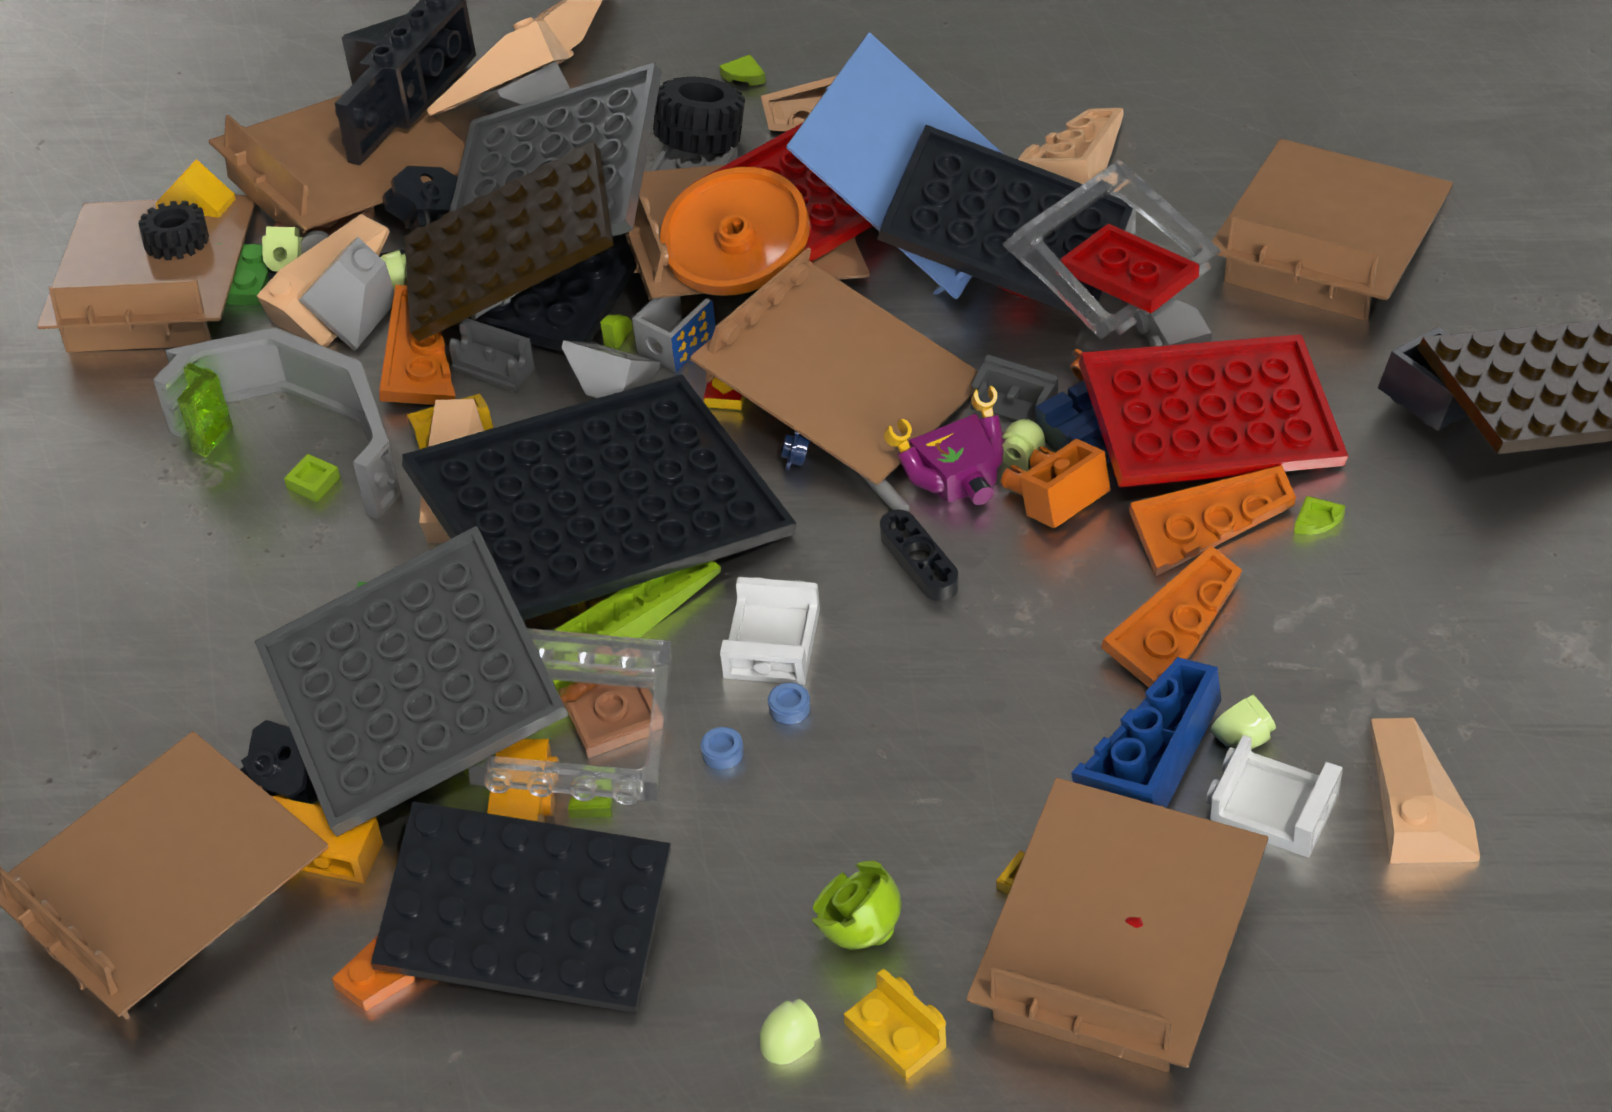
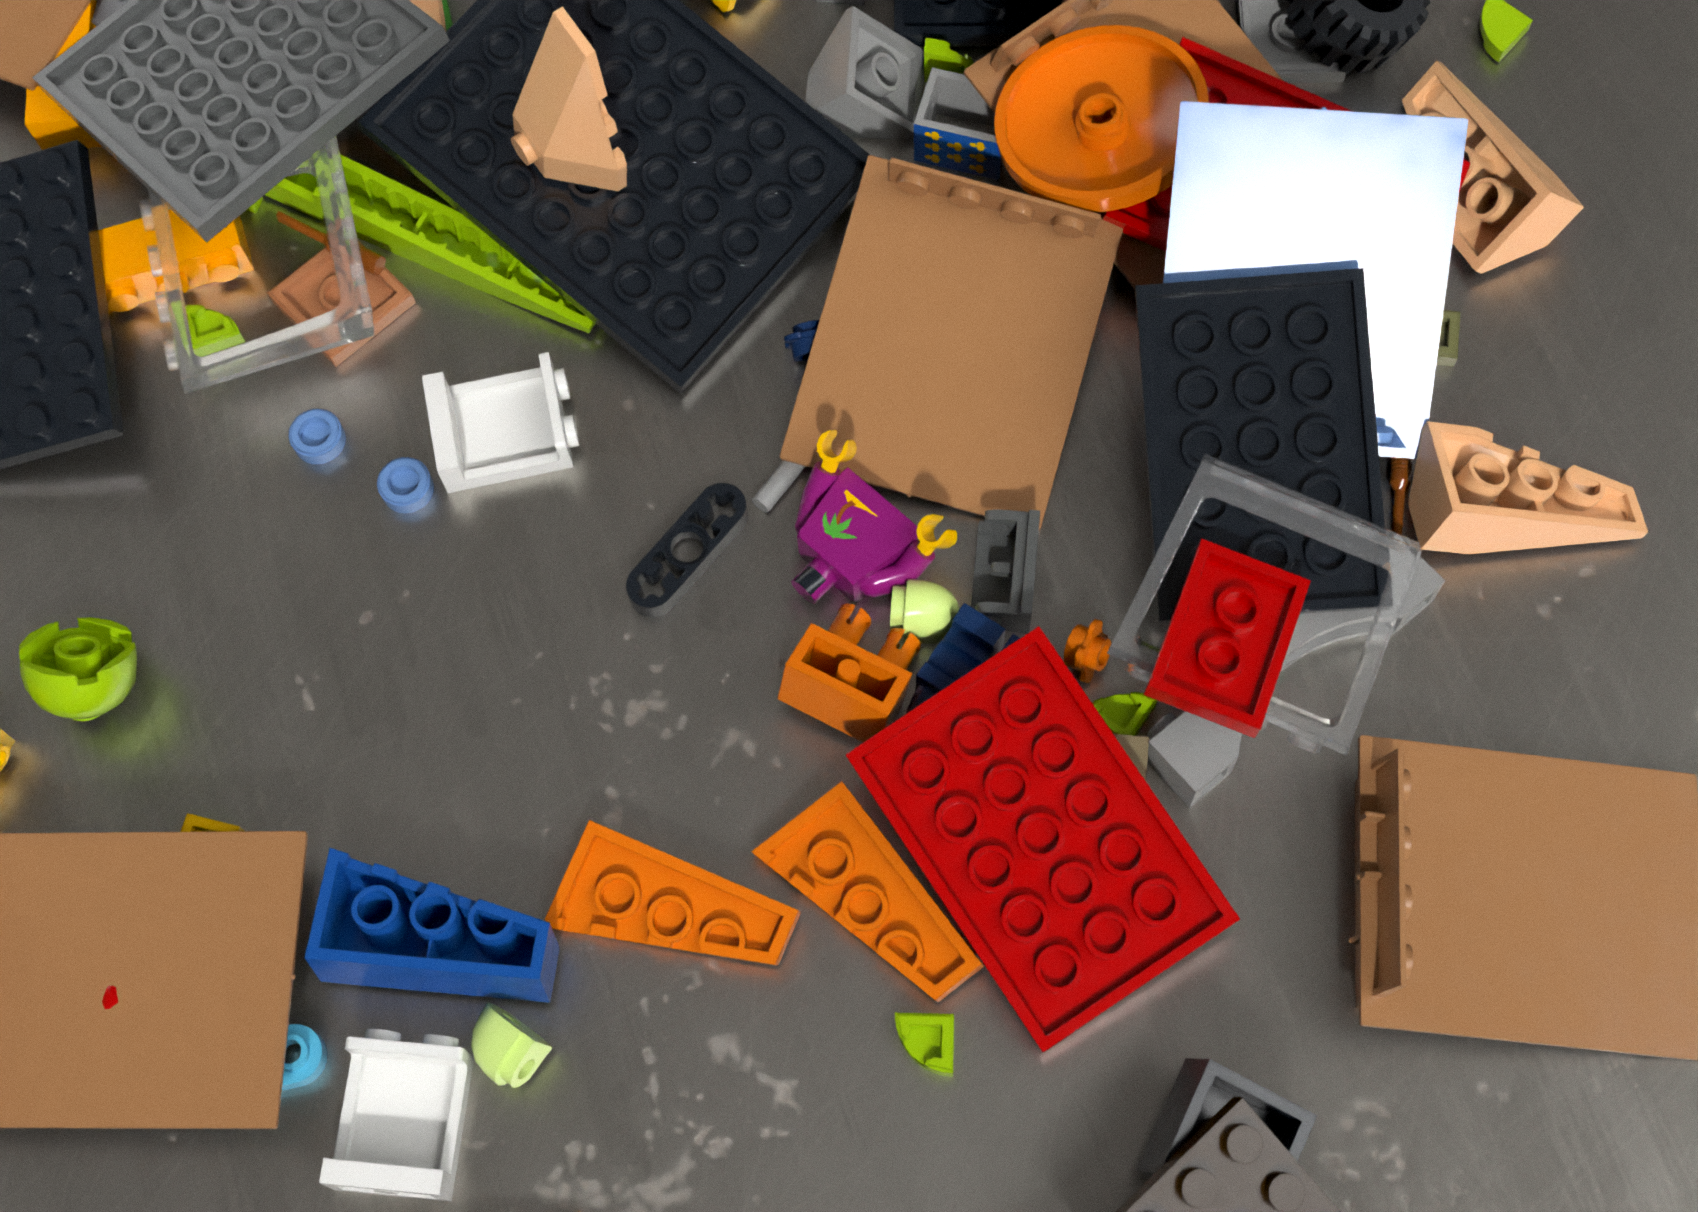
camera: 70 degrees right, 20 degrees up
(595, 464) = (562, 114): none -> light nougat wedge

